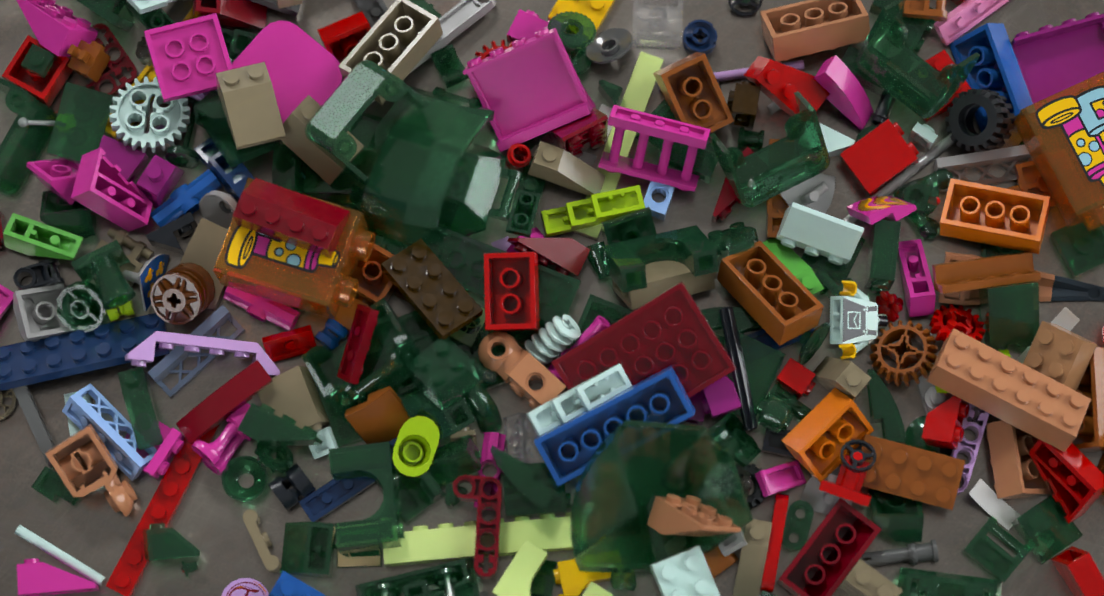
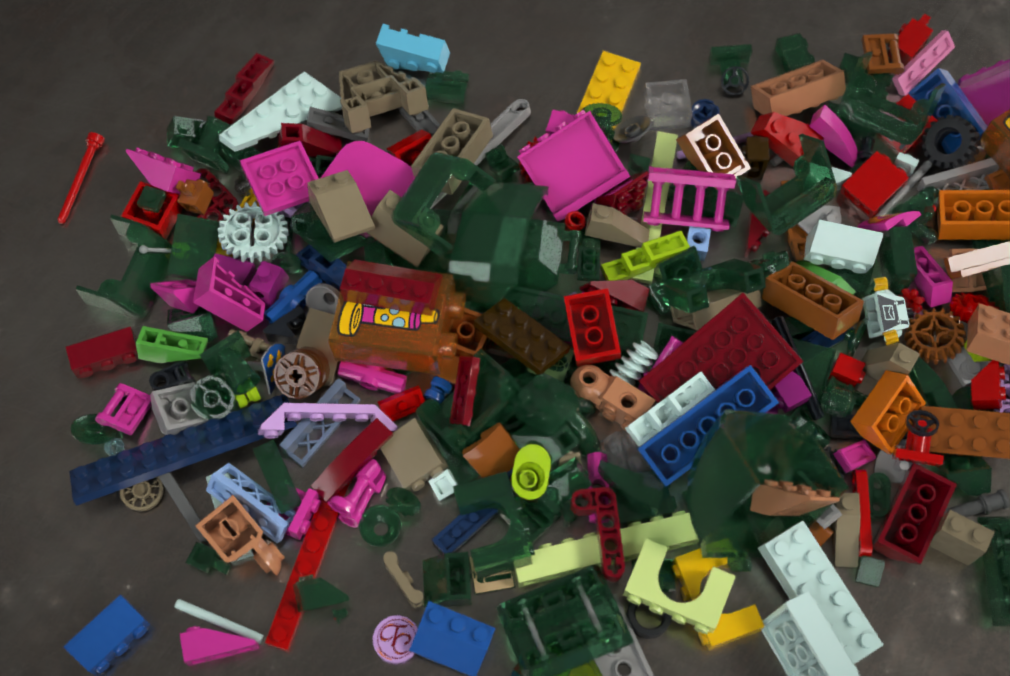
camera: 10 degrees left, 10 degrees down
(270, 430) = (398, 476): clear green slope -> none
(301, 486) = (423, 526): black wheel -> none
(750, 139) = (767, 184): clear green bush -> none

